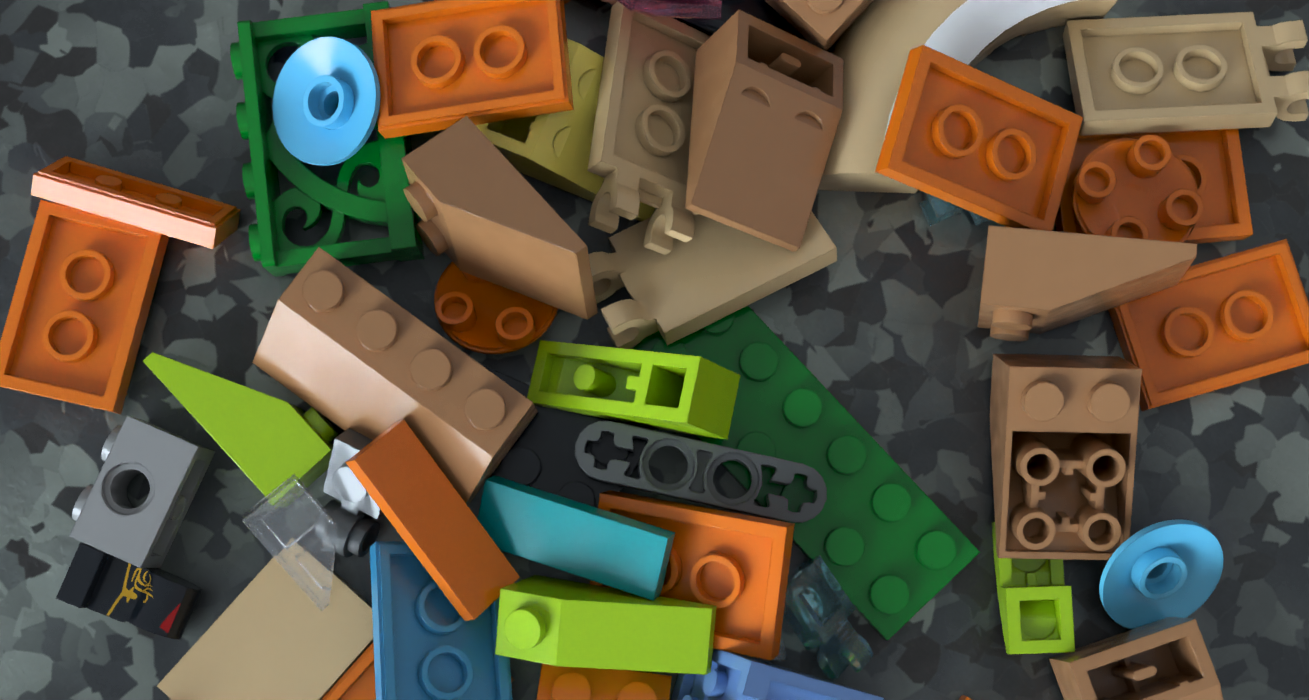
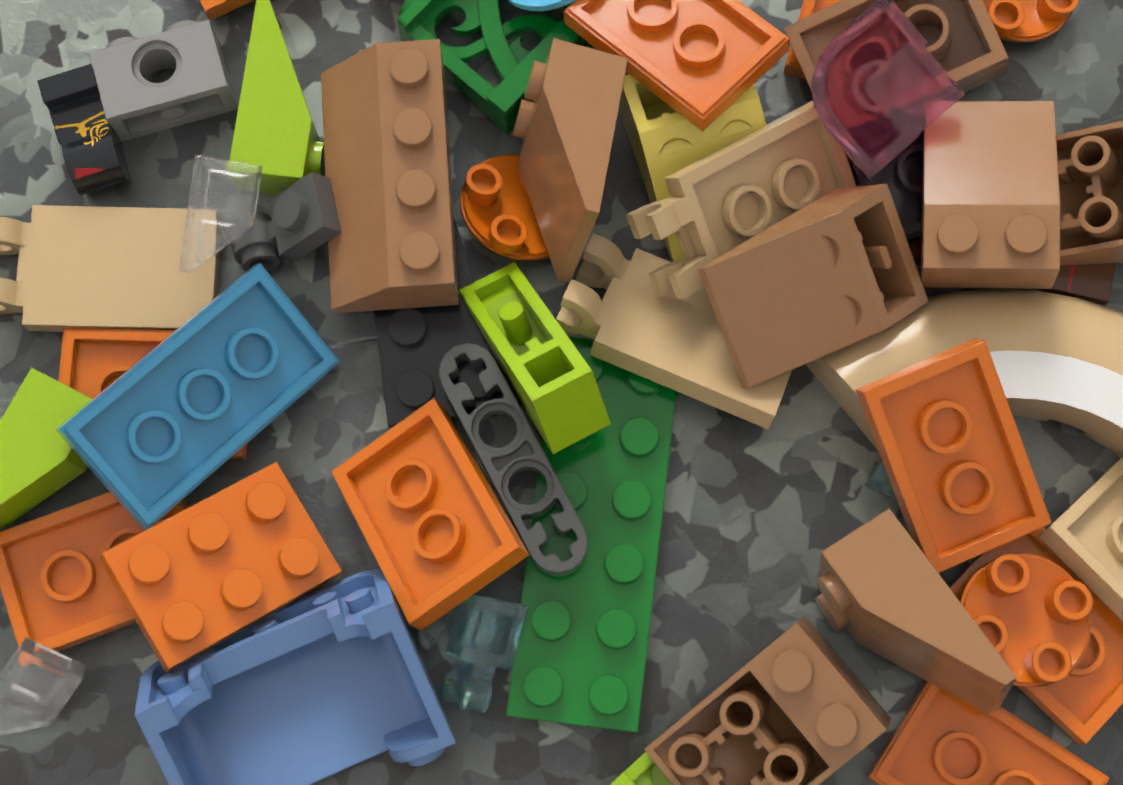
camera: 55 degrees right, 5 degrees down
(433, 520) = (309, 290): orange tile -> none
(576, 537) = (384, 405): teal tile -> none
(603, 628) = (332, 482): lime slope -> none

